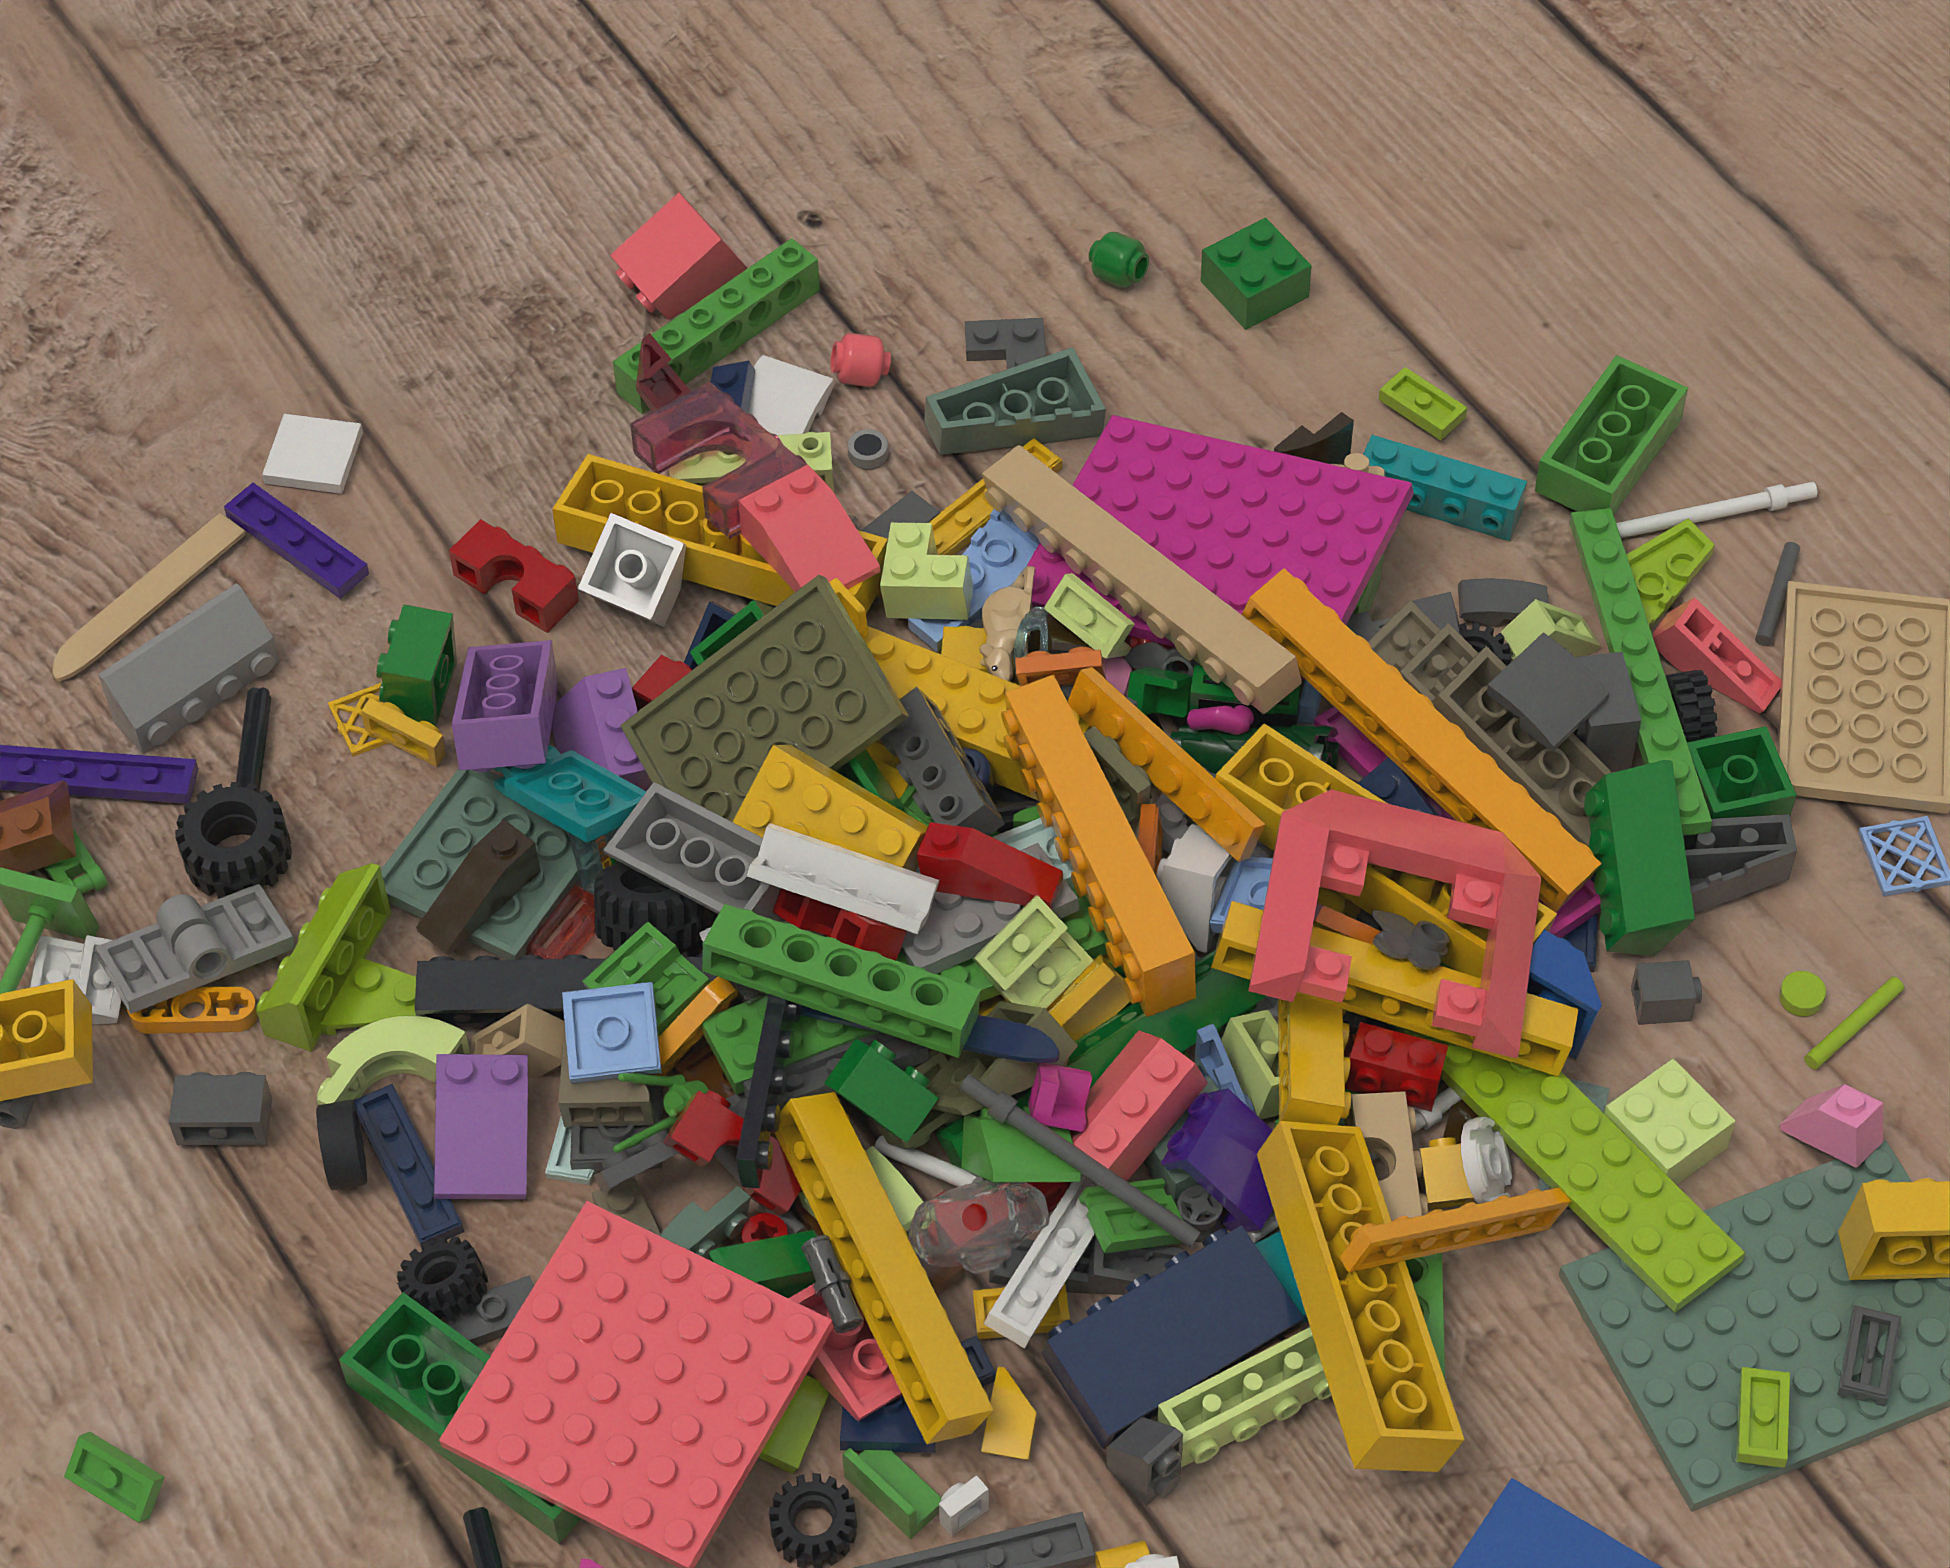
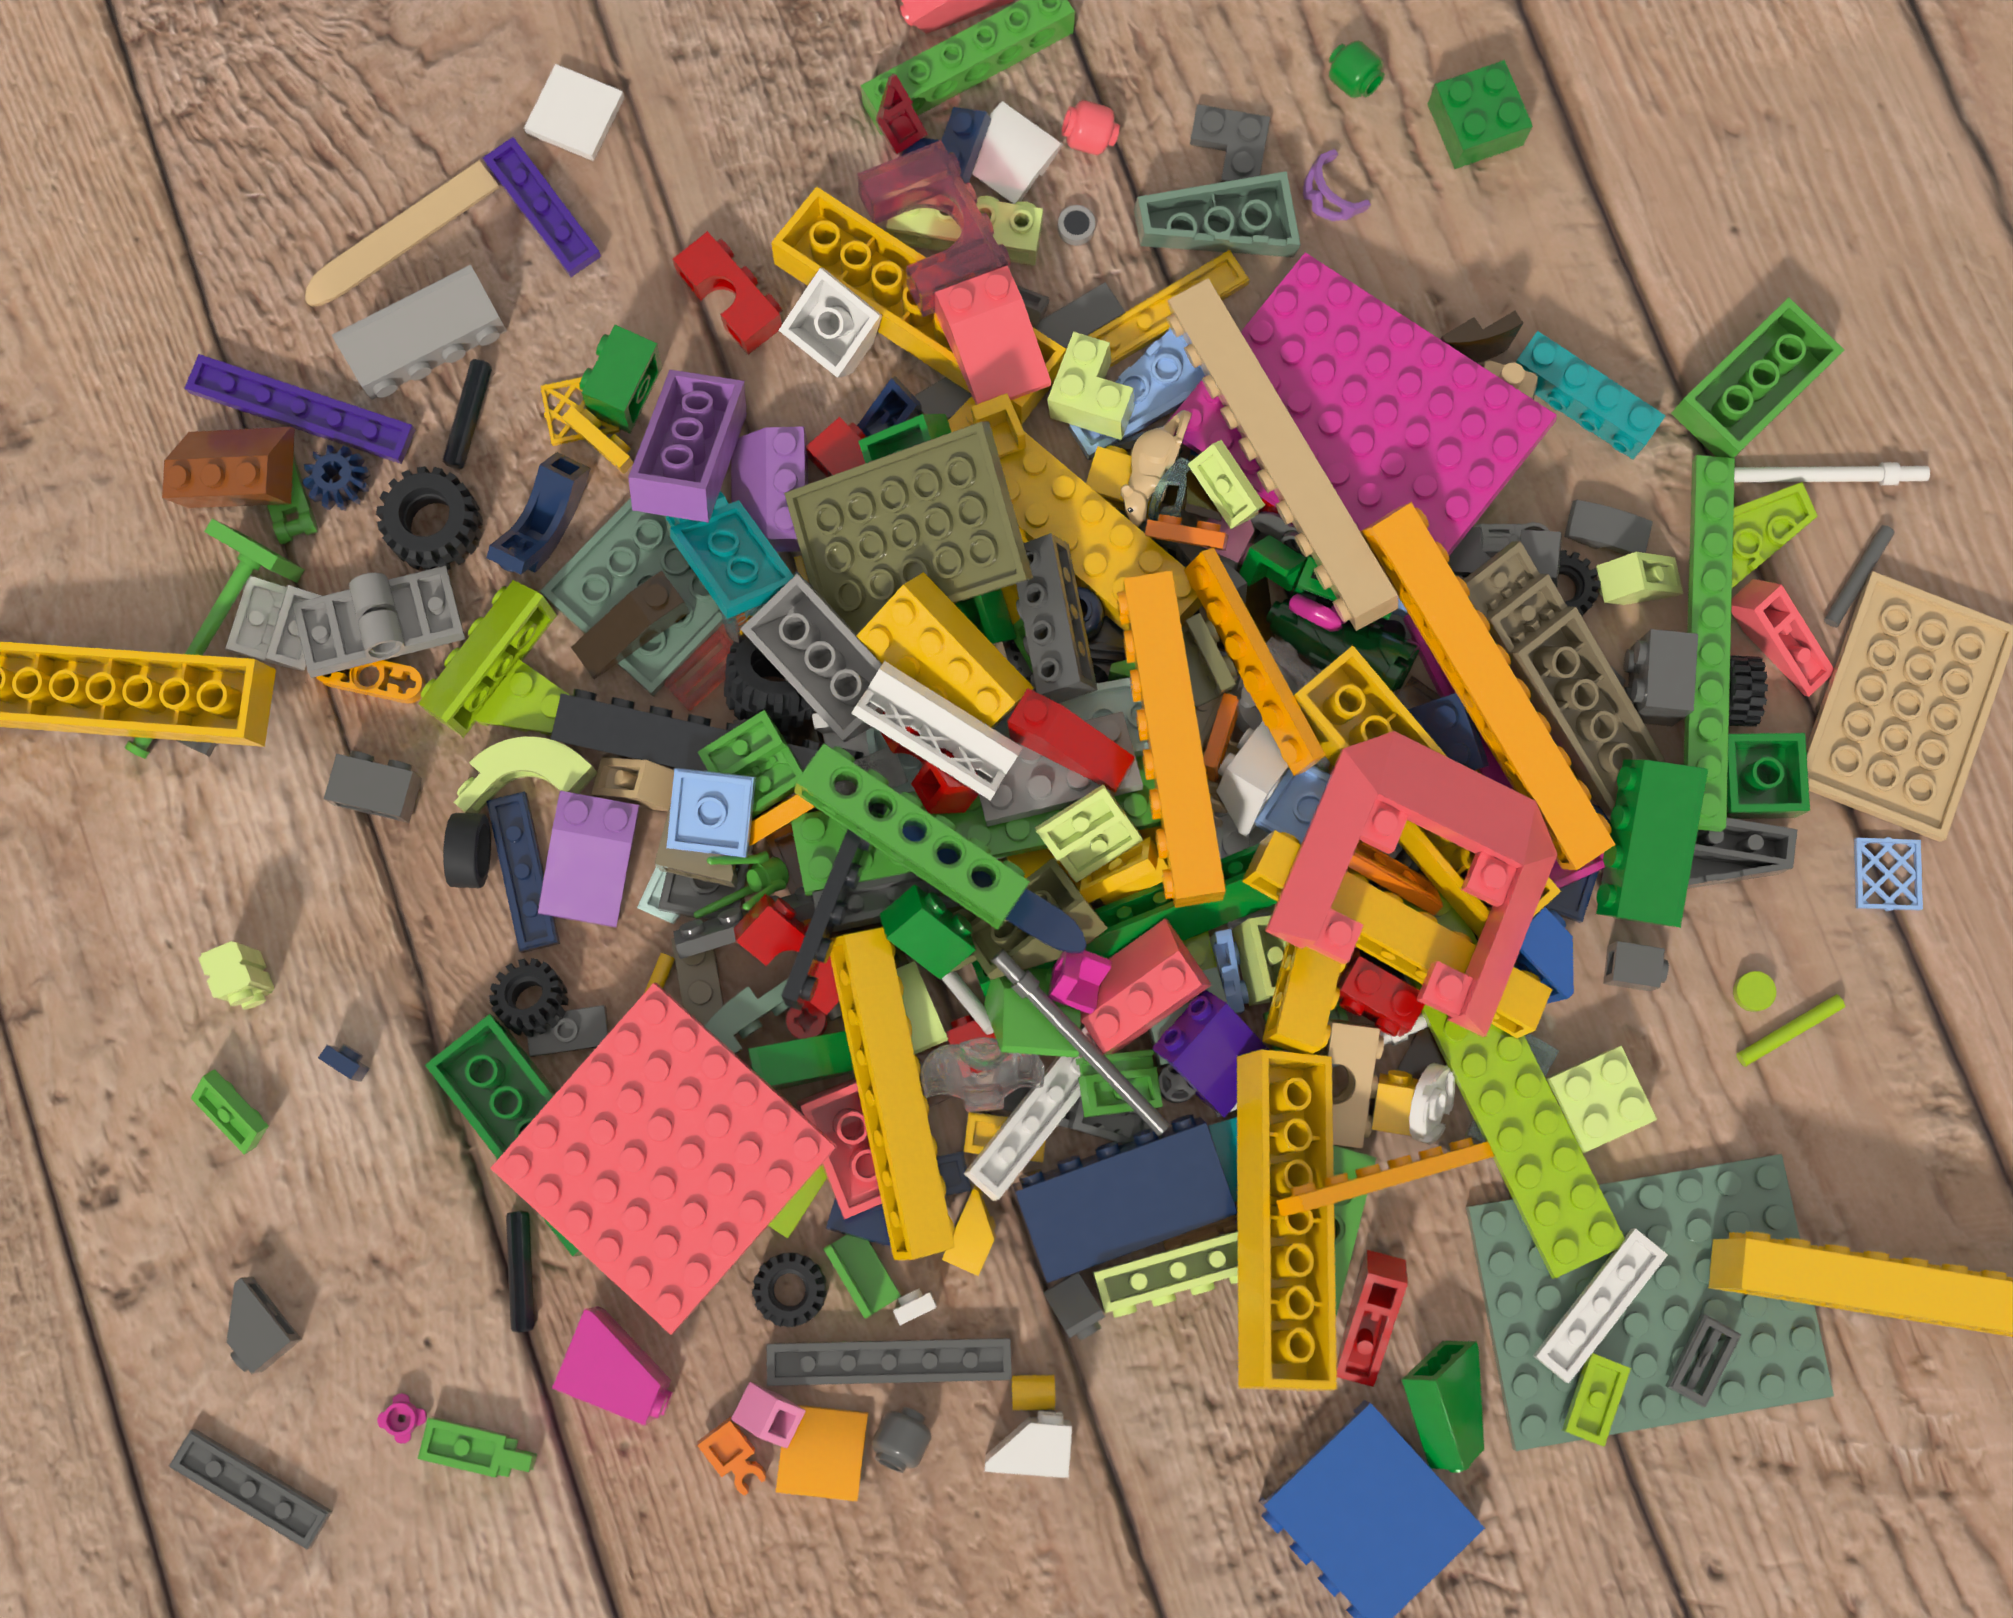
camera: 10 degrees right, 25 degrees up
(100, 1321) = (237, 974): none -> yellowish green brick
(121, 826) = (323, 486): none -> dark blue gear
(240, 1395) = (345, 1060): none -> dark blue plate
(361, 811) = (544, 518): none -> dark blue arch
(832, 1284) = (846, 1103): dark grey pin -> none
(1147, 379) = (1348, 208): none -> medium lavender helmet
(1401, 939) = (1423, 896): dark grey plate -> none
(1422, 403) = (1595, 295): lime plate -> none
(1487, 1403) = (1371, 1317): none -> red slope
(1548, 691) = (1618, 666): dark grey slope -> none
(1601, 1466) = (1448, 1404): none -> green slope
(1735, 1321) = (1600, 1305): none -> white plate
(1839, 1123) = (1743, 1134): bright pink slope -> none

